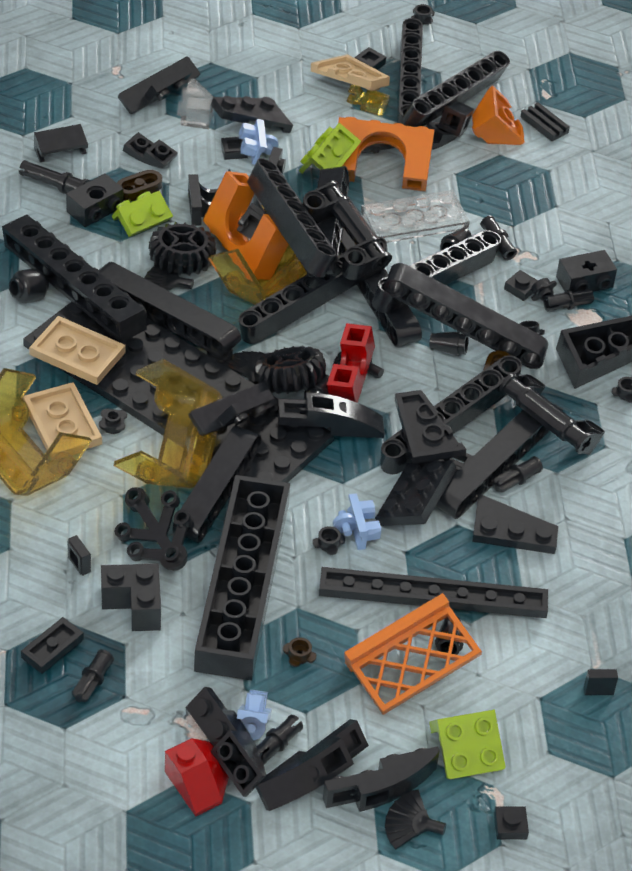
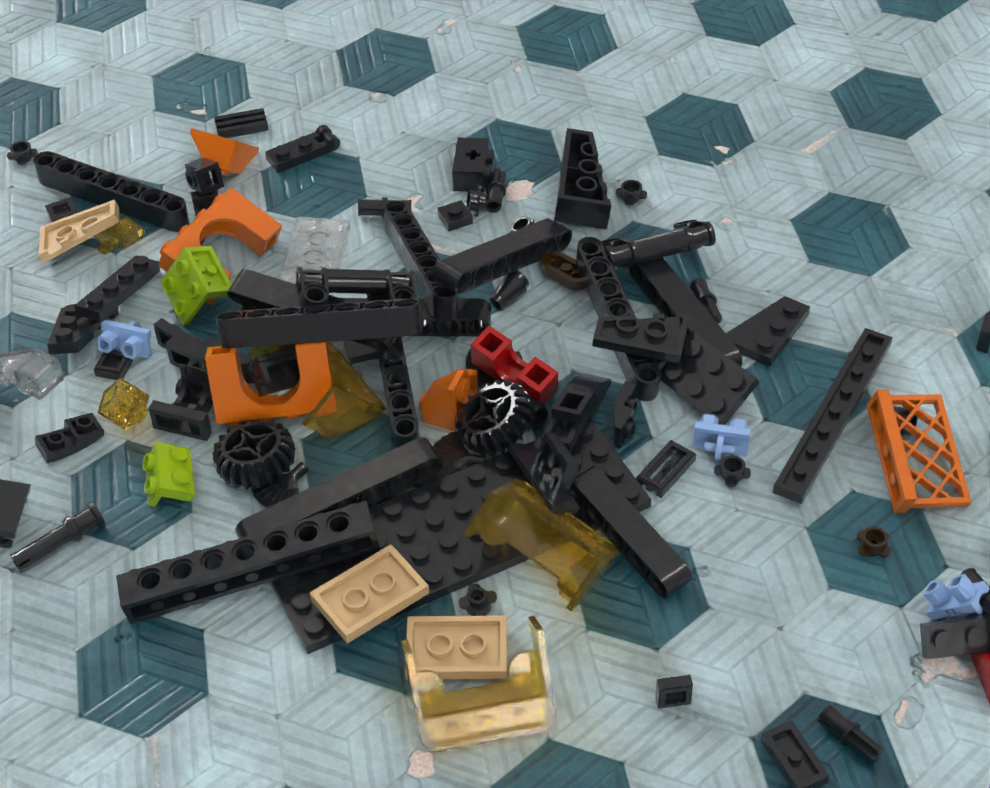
camera: 60 degrees left, 0 degrees up
(28, 285) = (225, 614): black head -> none
(94, 200) = (122, 509): black brick -> none
(135, 589) = (753, 649): black brick -> none
(140, 183) = (121, 462): dark brown plate -> none
(157, 531) = (669, 608): black plant -> none
(185, 156) = (124, 404): none -> clear yellow brick
(242, 578) = (771, 552): black brick -> none
(297, 114) = (117, 288): none -> black plate
(306, 334) = (446, 396): none -> orange slope
(309, 502) = (663, 487): none -> black tile
(339, 451) = (624, 414): none -> black slope
(454, 238) = (374, 240): black cone -> none
(457, 88) = (170, 160): black beam -> none
(539, 168) = (303, 149): none -> black plate

